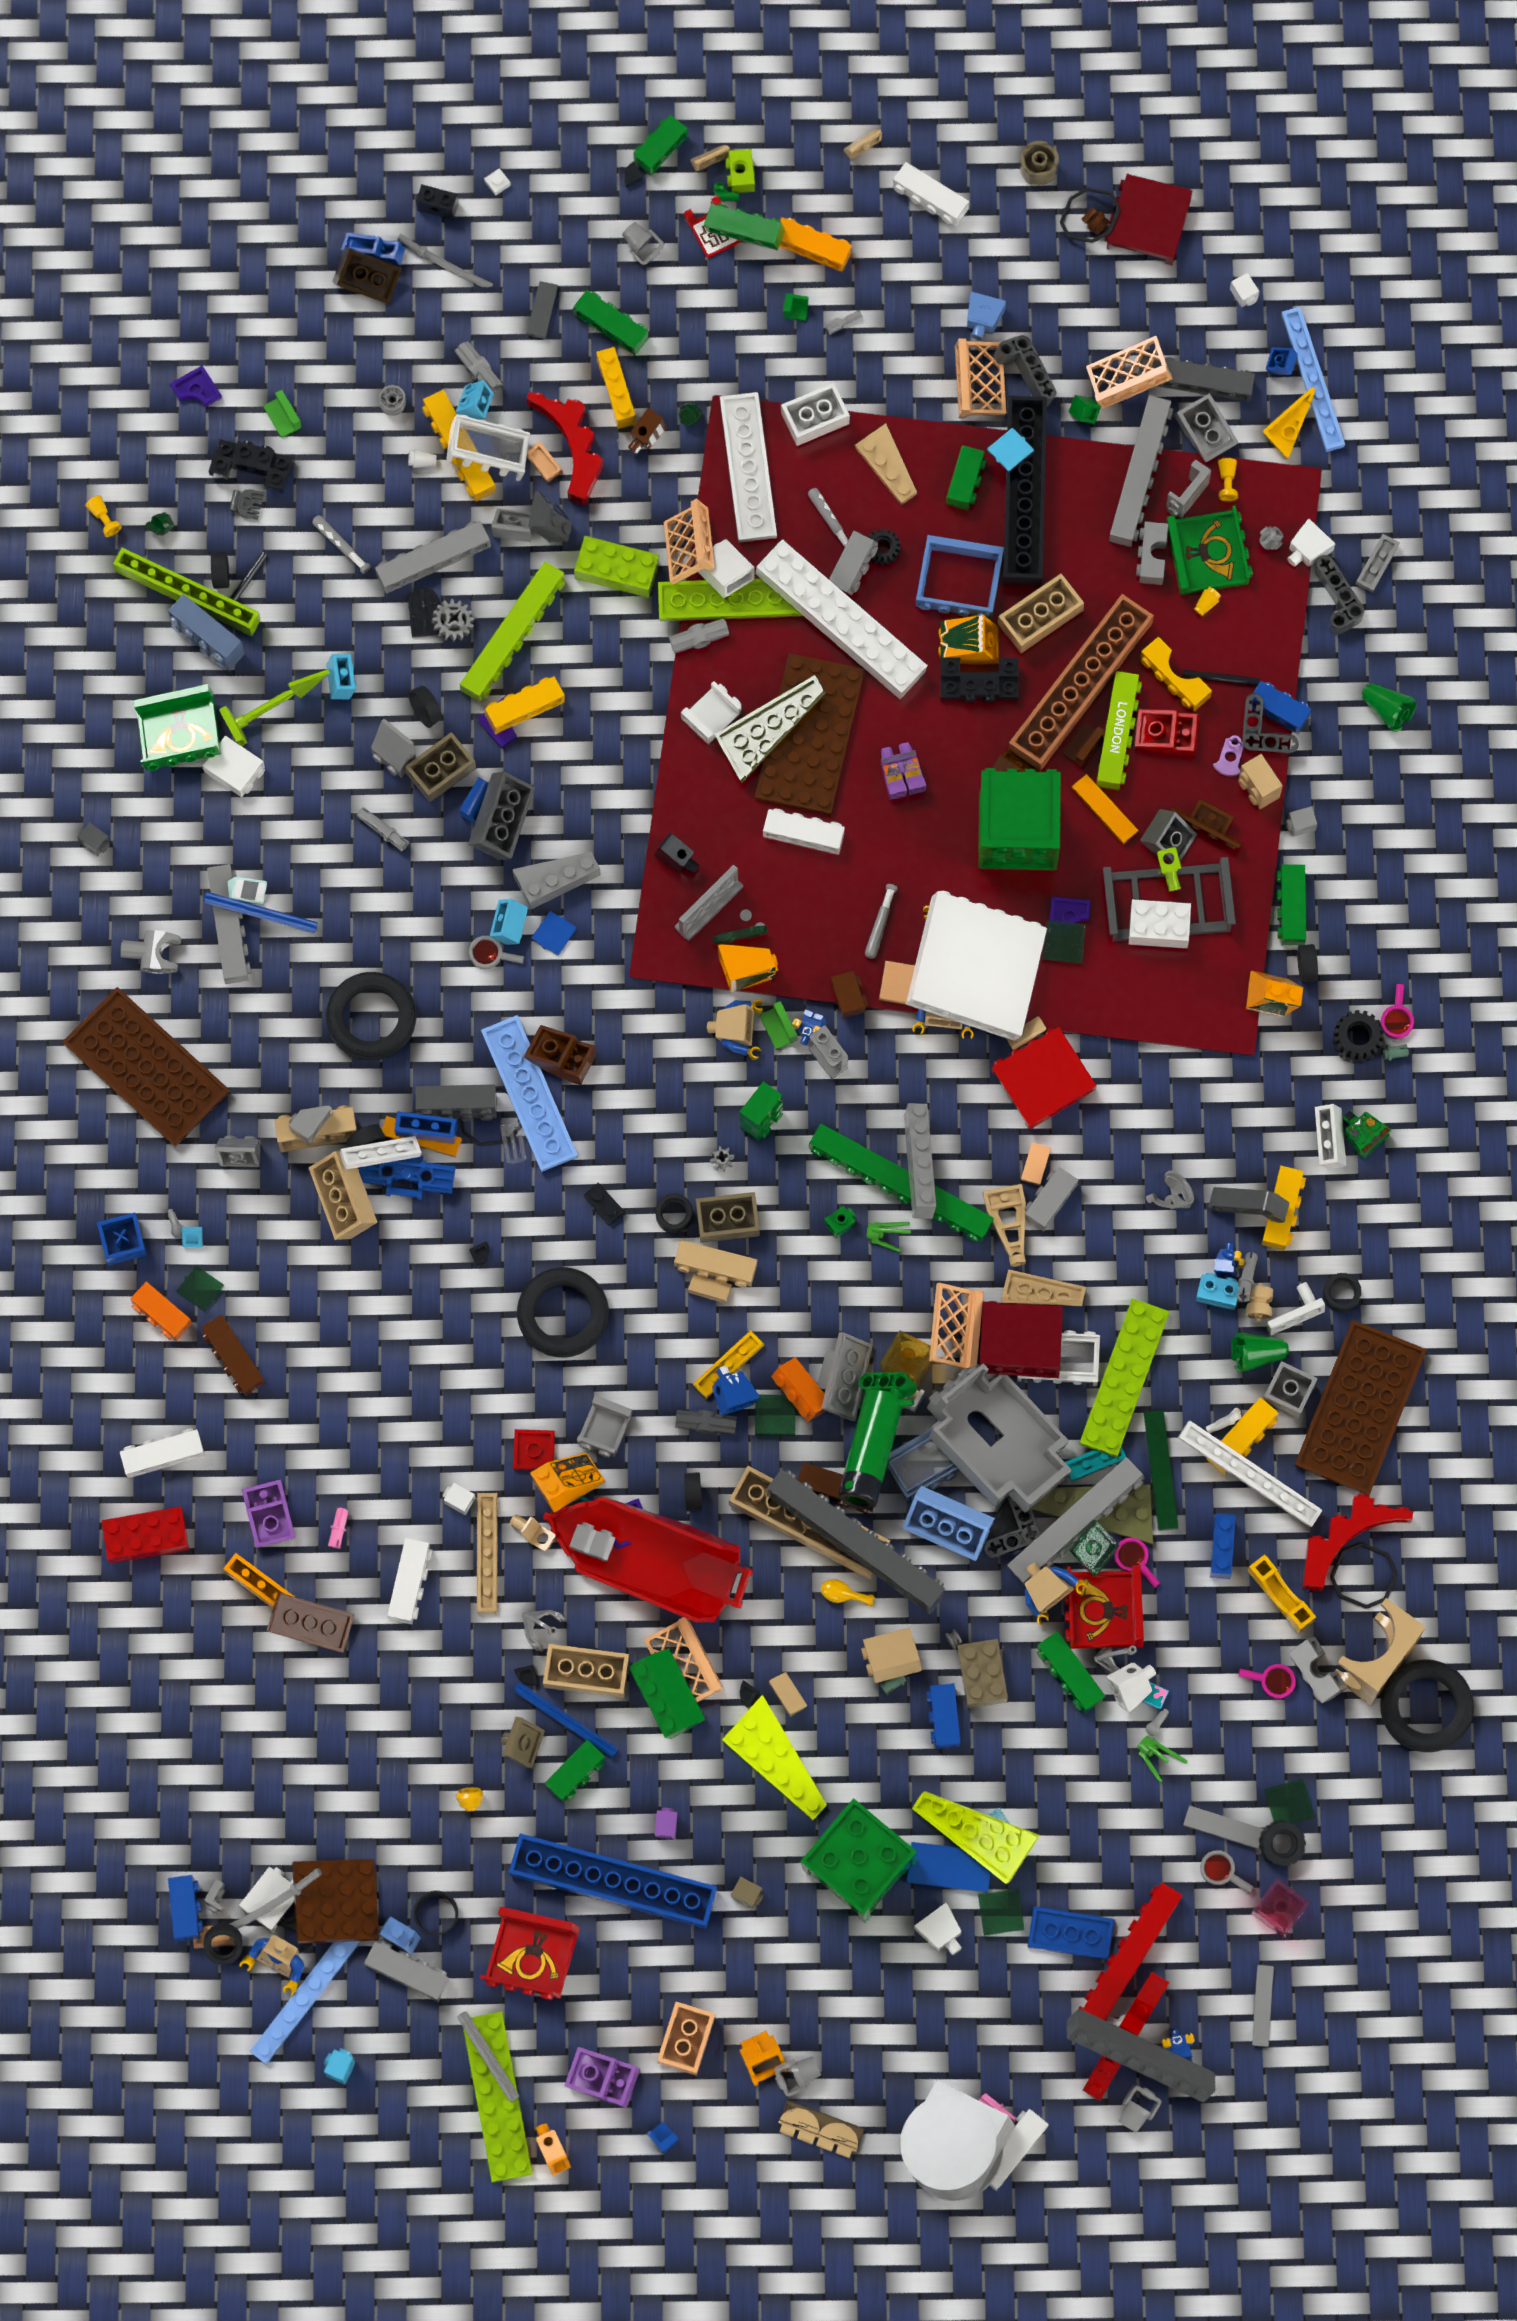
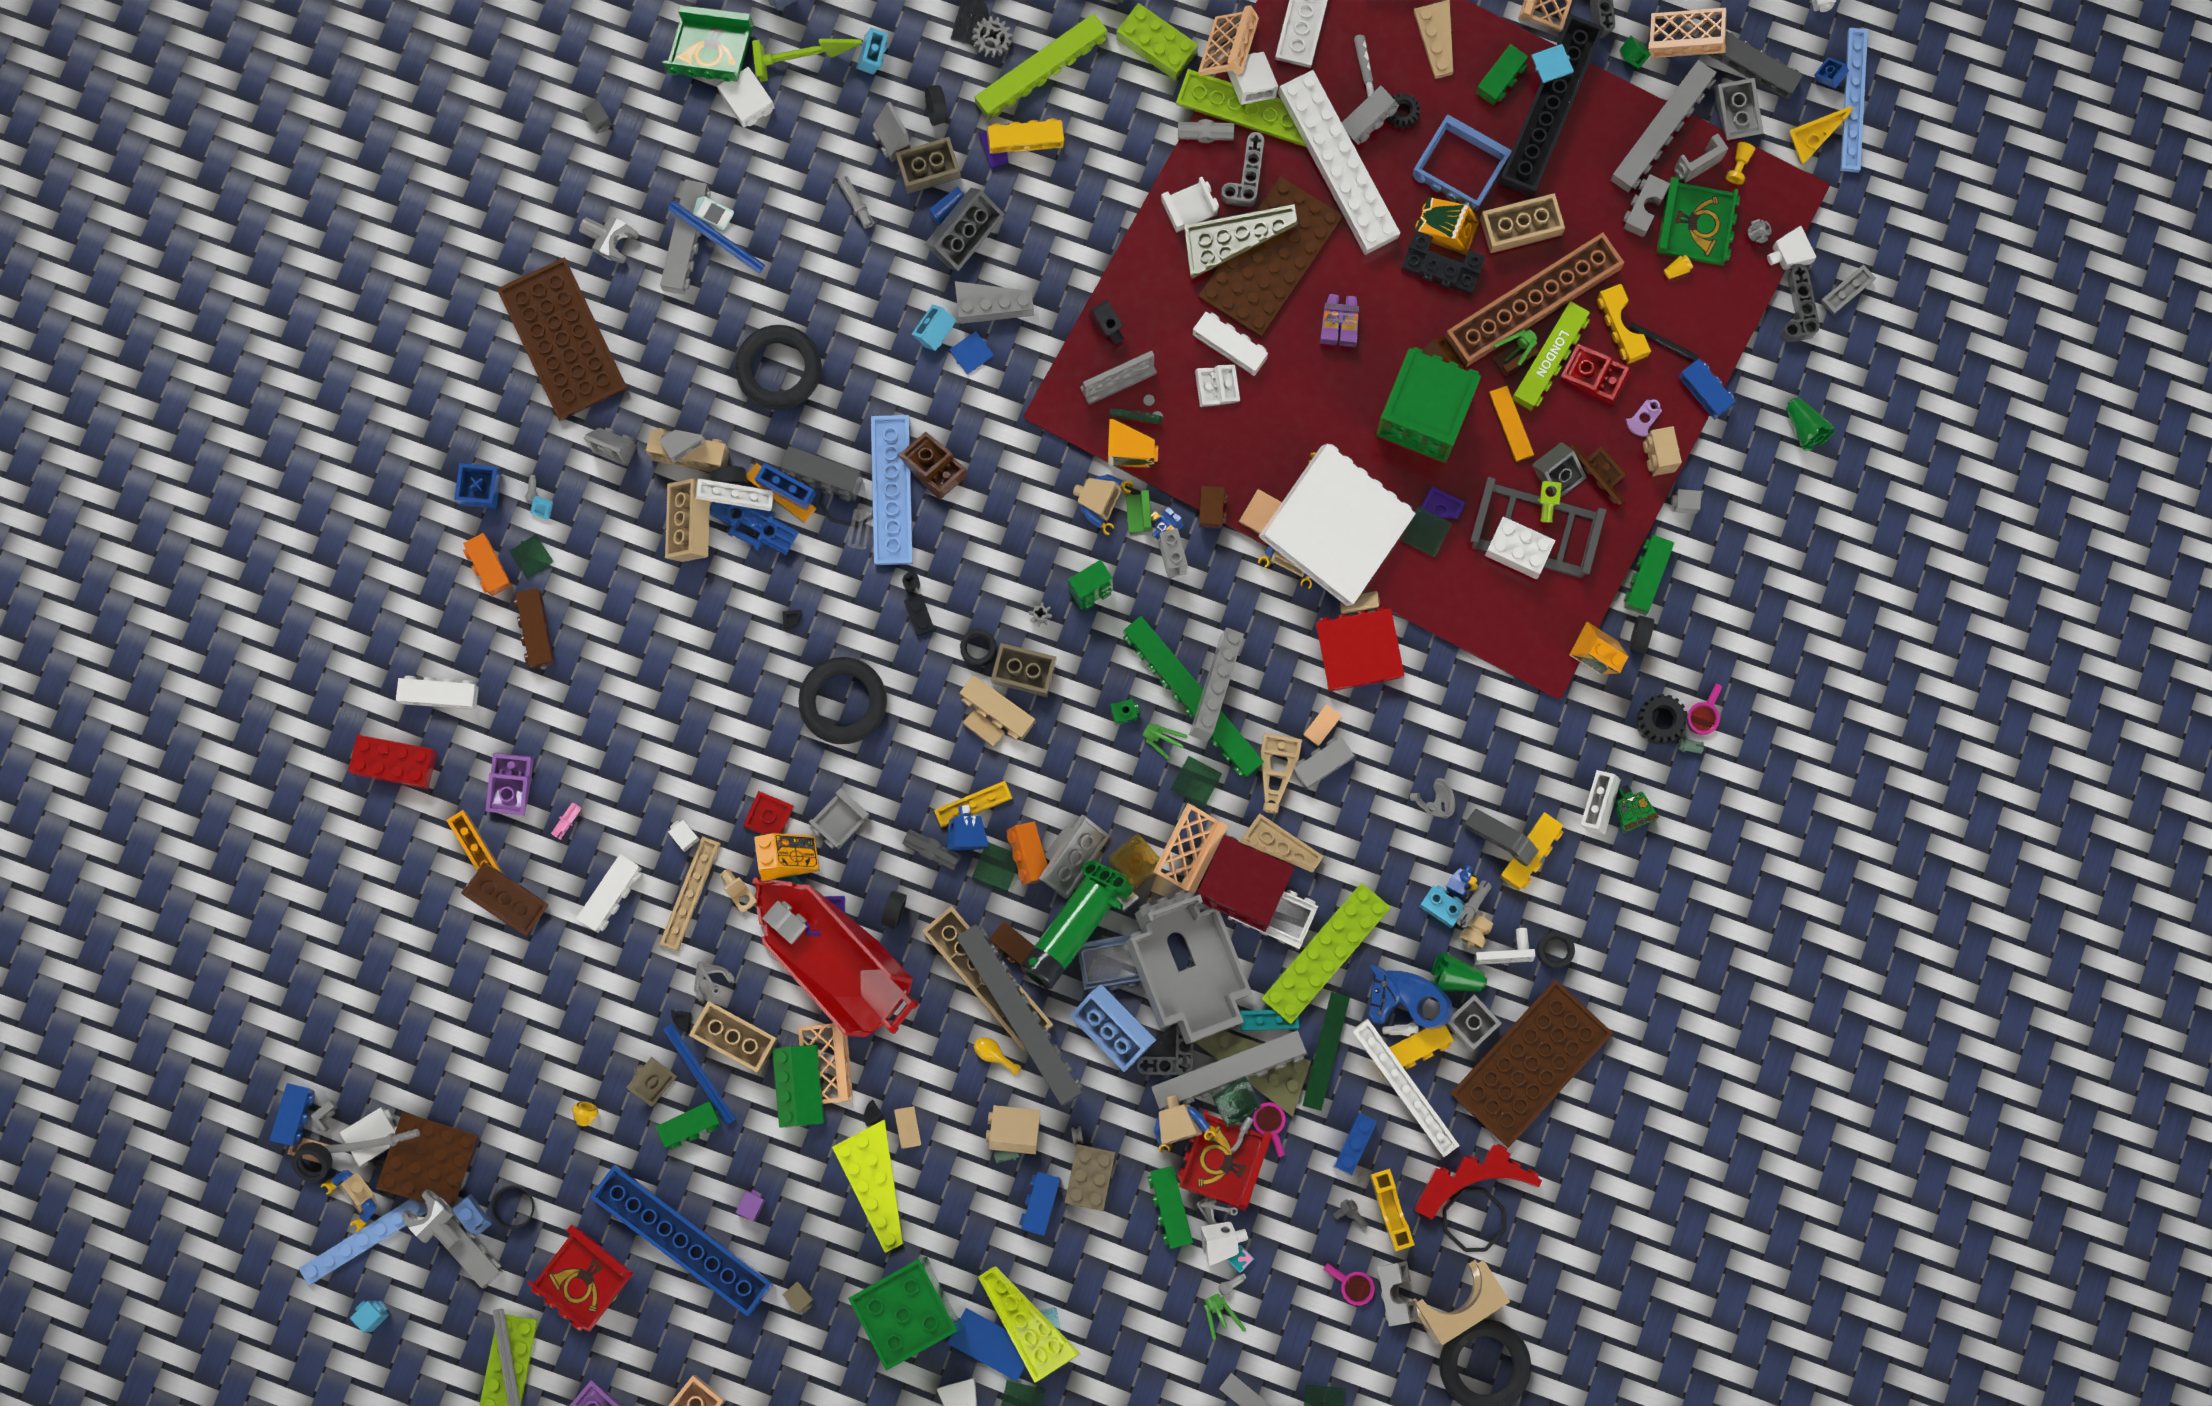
camera: 20 degrees right, 5 degrees up
(367, 1953) = (434, 1222): none -> light grey connector
(487, 953) = (905, 349): piece -> none
(589, 1177) = (914, 587): none -> black bush
(756, 657) = (1249, 170): none -> light grey beam
(807, 876) = (1217, 385): none -> white slope
(878, 929) = (1266, 453): light grey piece -> none
(935, 1262) = (1196, 781): none -> clear green tile
(1088, 723) = (1526, 339): none -> bright green plant
(1111, 1573) = (1244, 1129): none -> light grey piece
(1220, 1380) = (1398, 987): none -> blue animal
(1241, 1609) = (1349, 1208): none -> dark grey piece
(1256, 730) = (1677, 402): dark grey beam -> none

